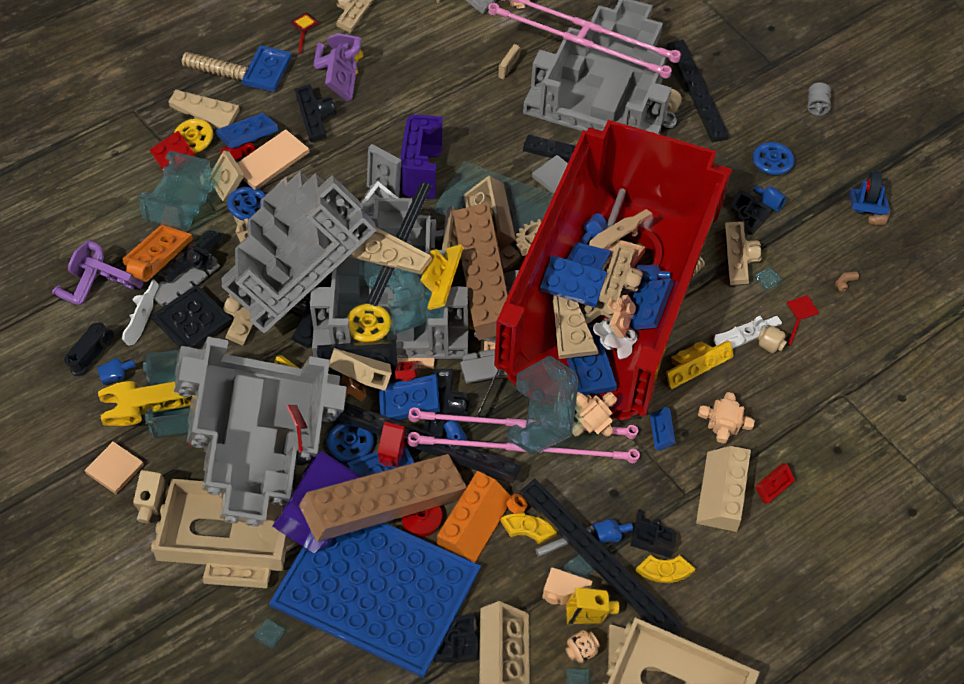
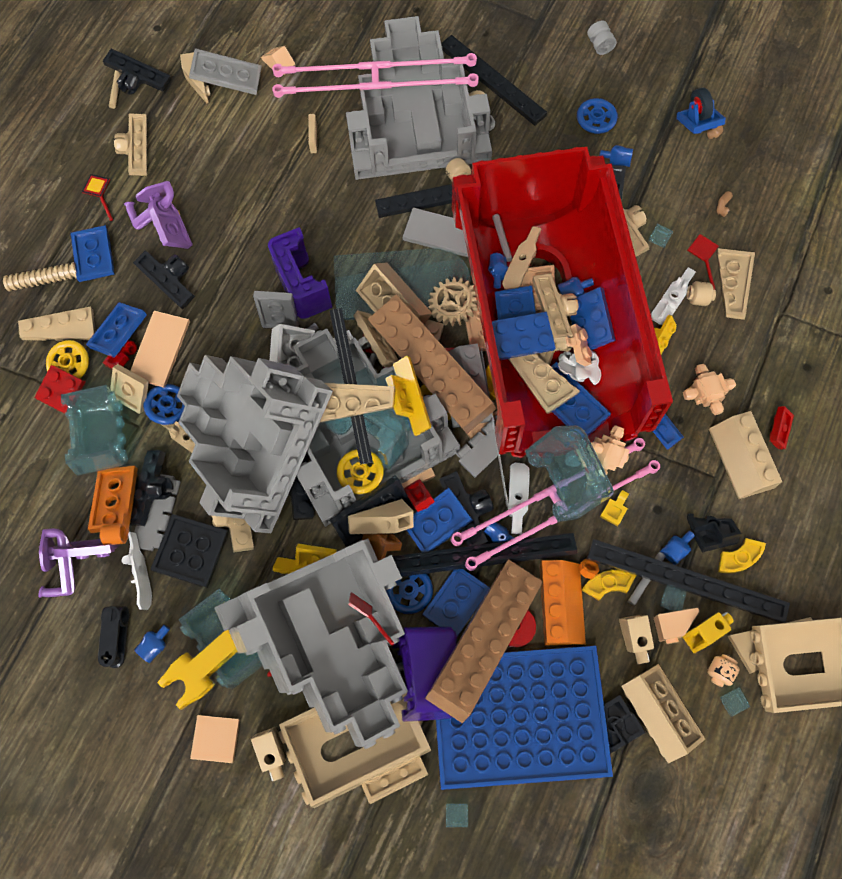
camera: 25 degrees left, 15 degrees up
(391, 444) = (456, 580): red slope -> none
(500, 409) = (518, 486): none -> white piece
(523, 569) = (634, 628): none -> tan torso
(573, 471) = (615, 510): none -> yellow plate
(815, 344) = (735, 277): none -> tan wing

